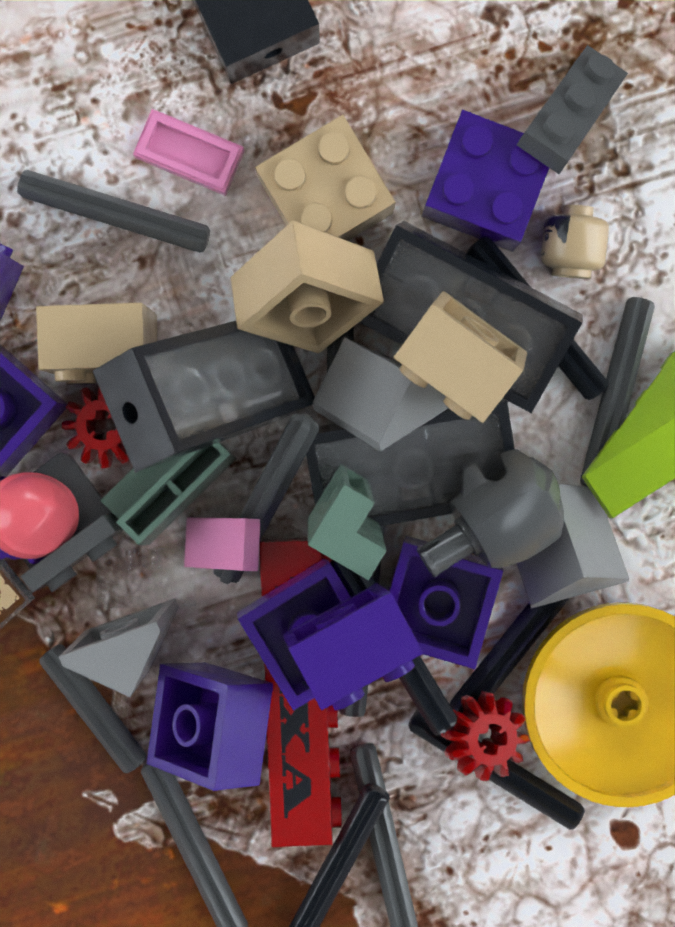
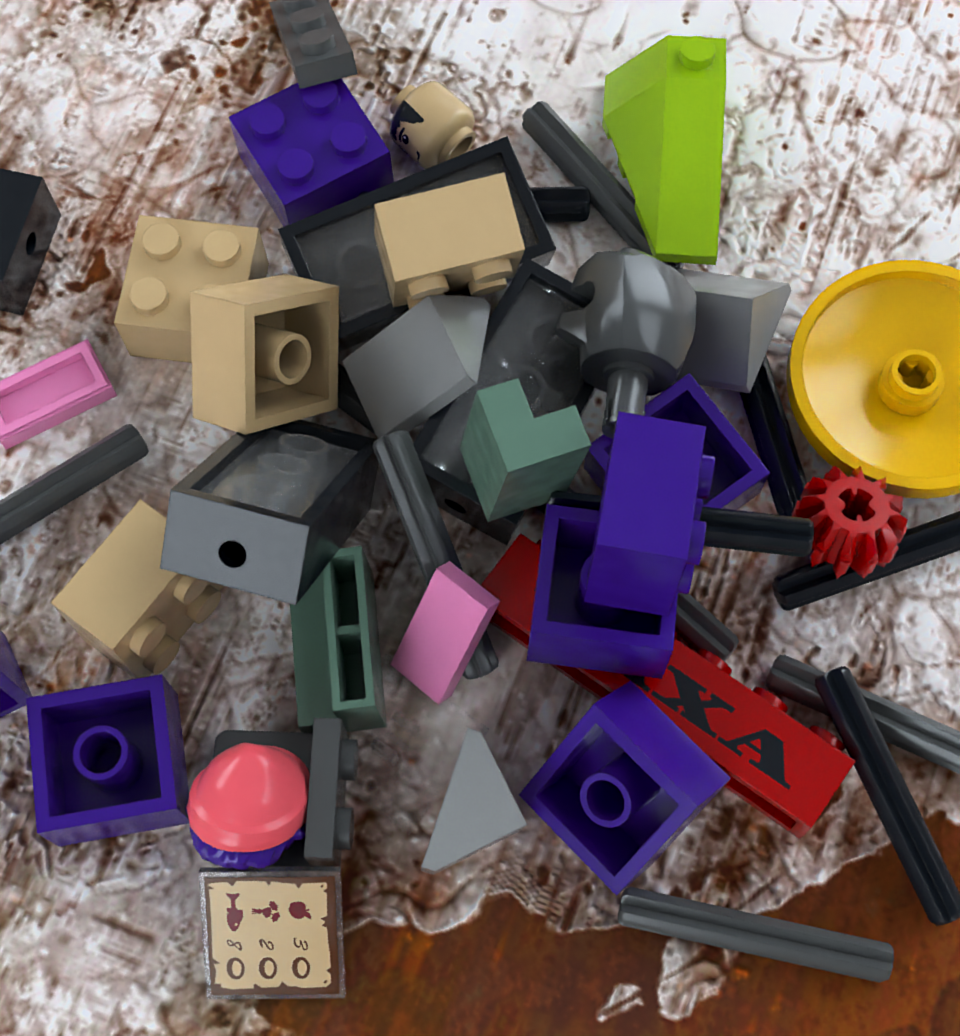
camera: 50 degrees left, 20 degrees down
(87, 435) = (220, 690): red gear -> none
(94, 712) = (512, 923): dark grey axle -> none

